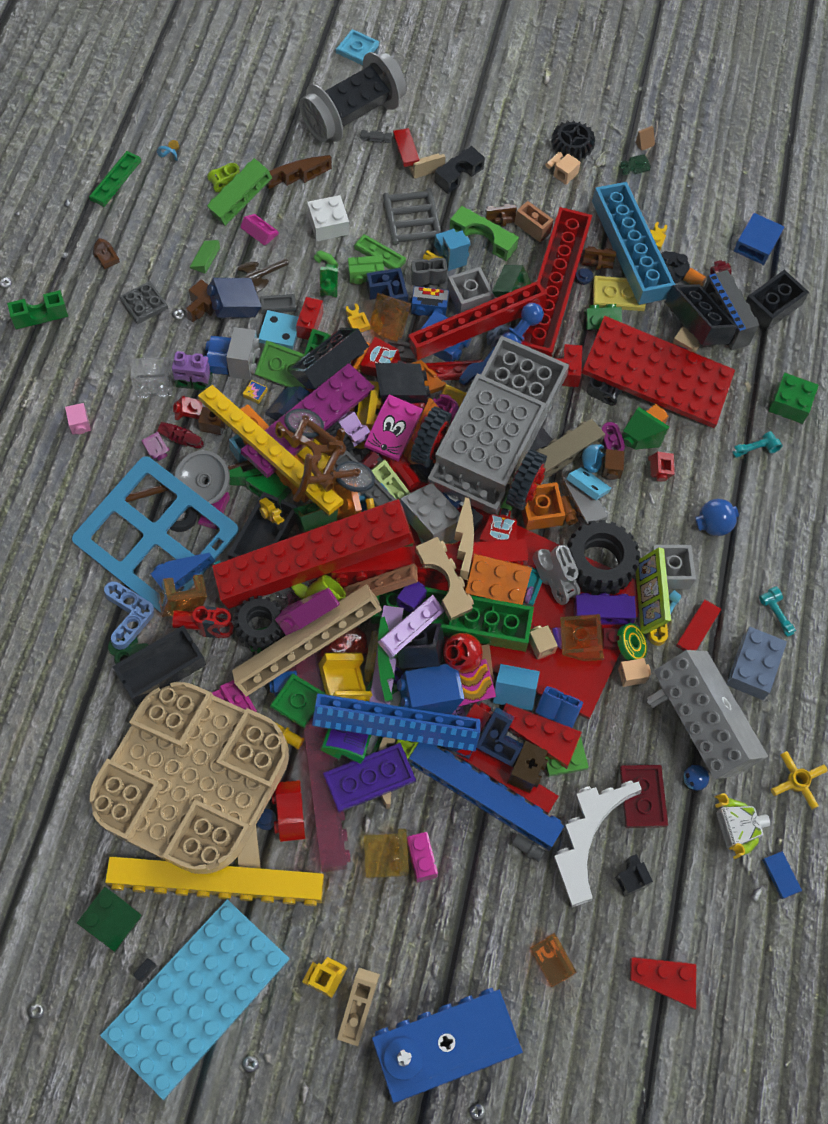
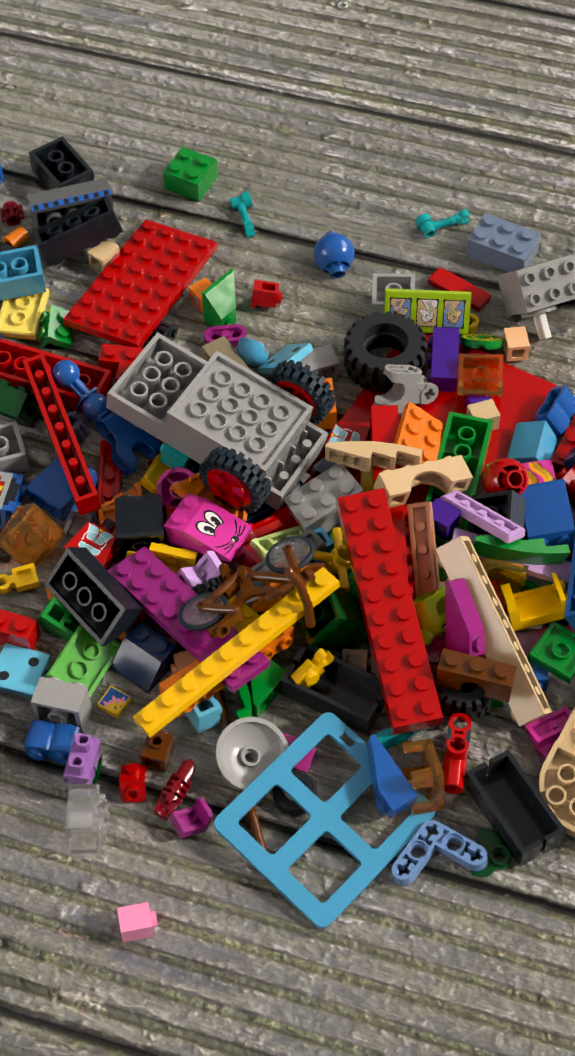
camera: 80 degrees left, 10 degrees down
(254, 620) = (459, 668): none -> reddish brown arch
(613, 464) = (262, 333): reddish brown brick -> none

